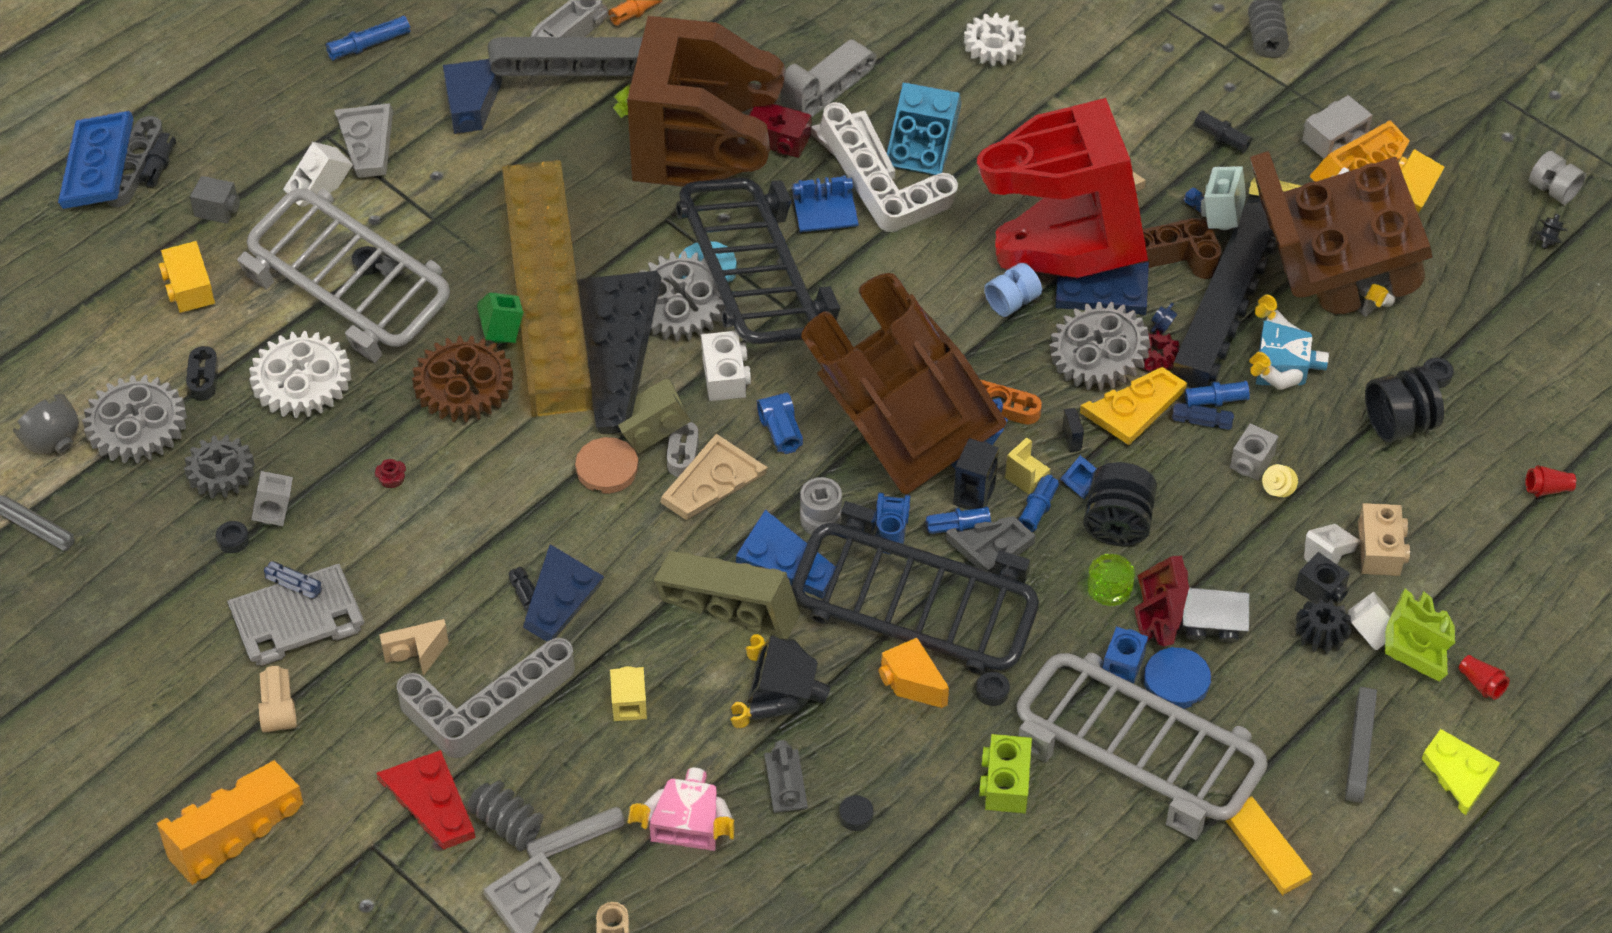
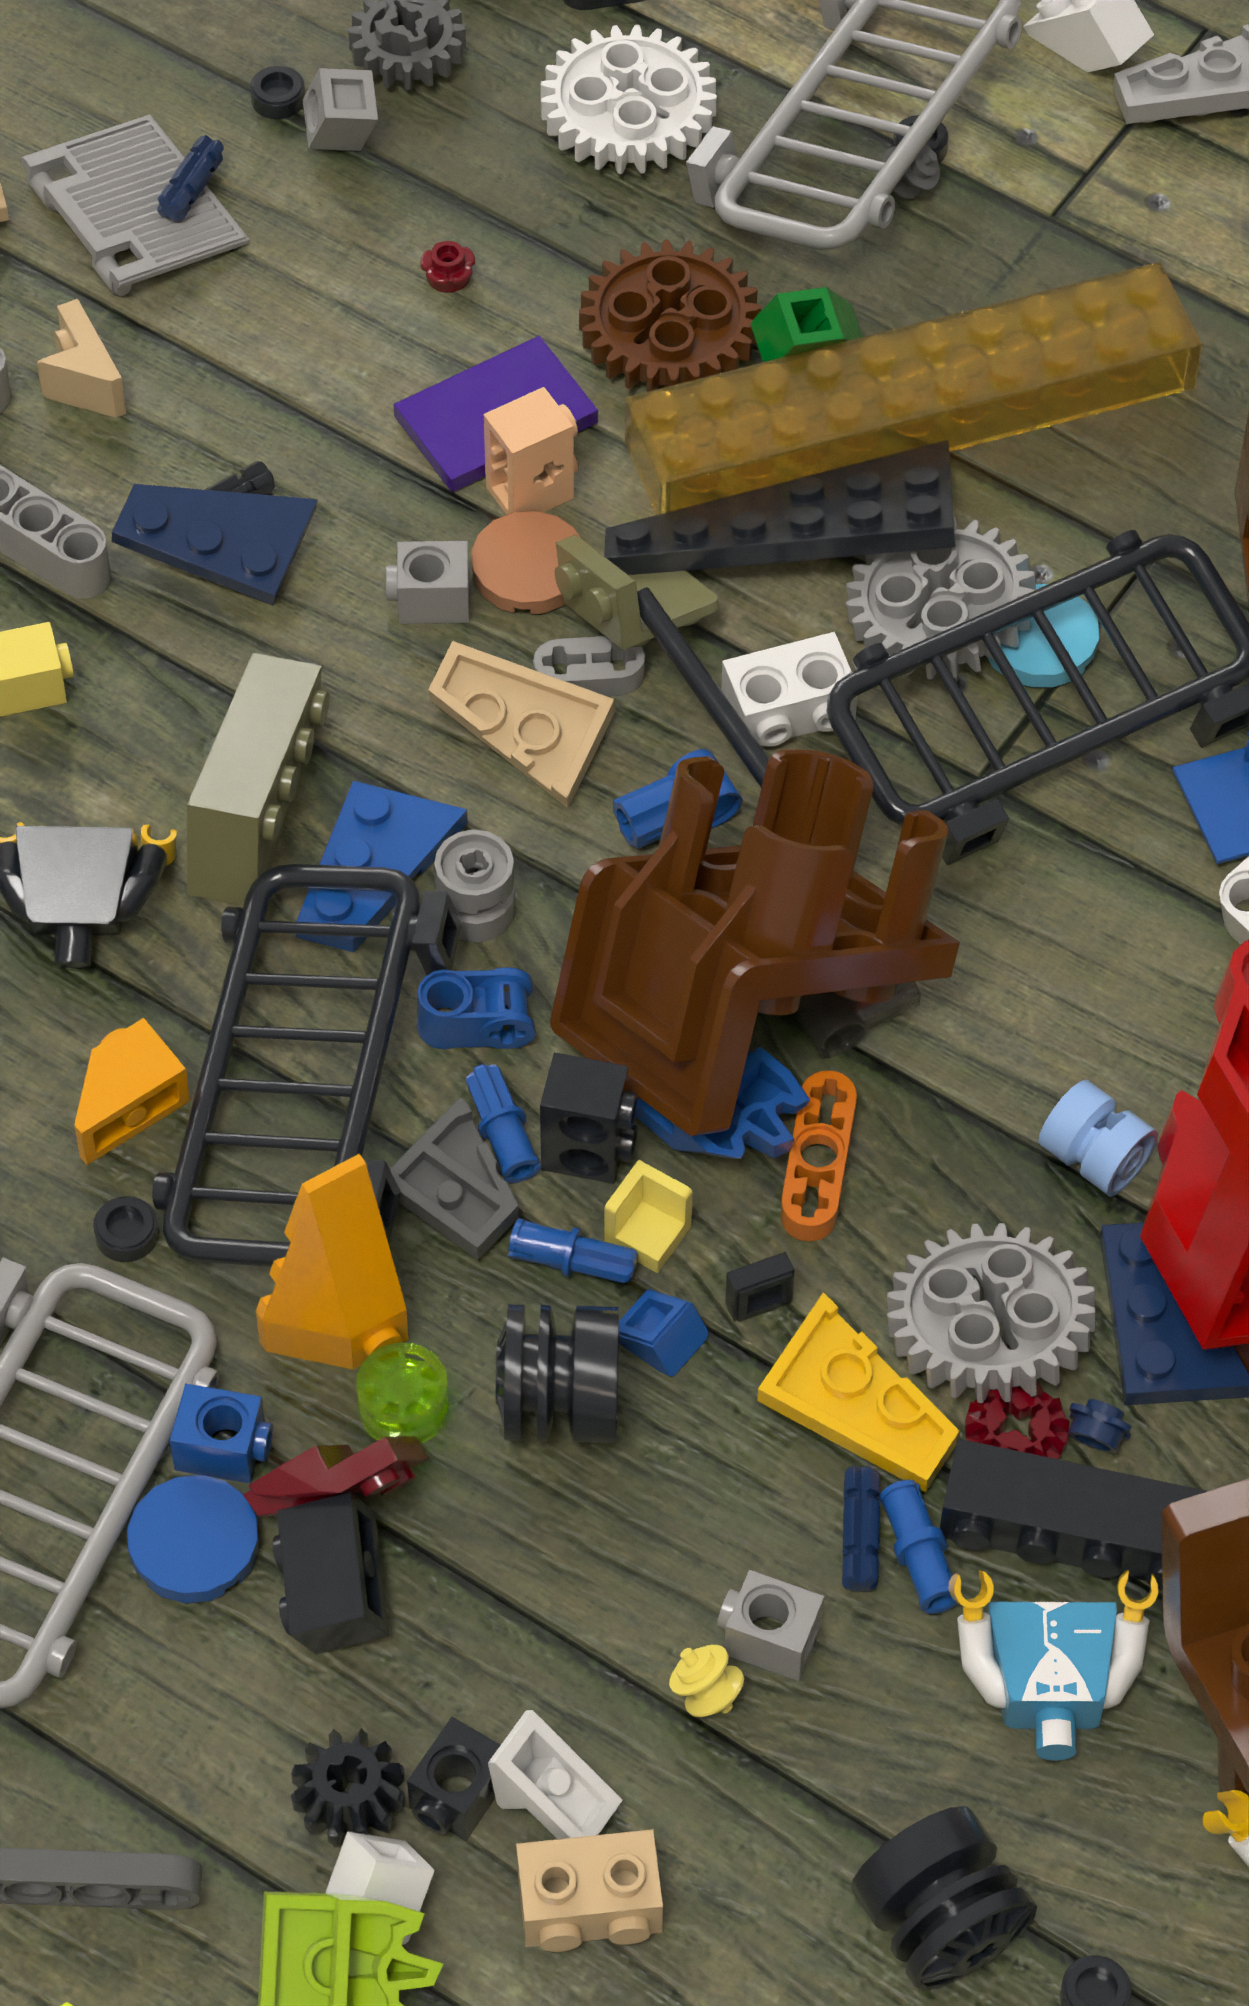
camera: 80 degrees right, 5 degrees up
(501, 466) = (449, 416): none -> dark purple tile
(553, 442) = (530, 453): none -> light nougat brick
(615, 503) = (430, 582): none -> light grey brick
(804, 375) = (702, 684): none -> black bar
(1060, 581) = (338, 1281): none -> light orange wedge

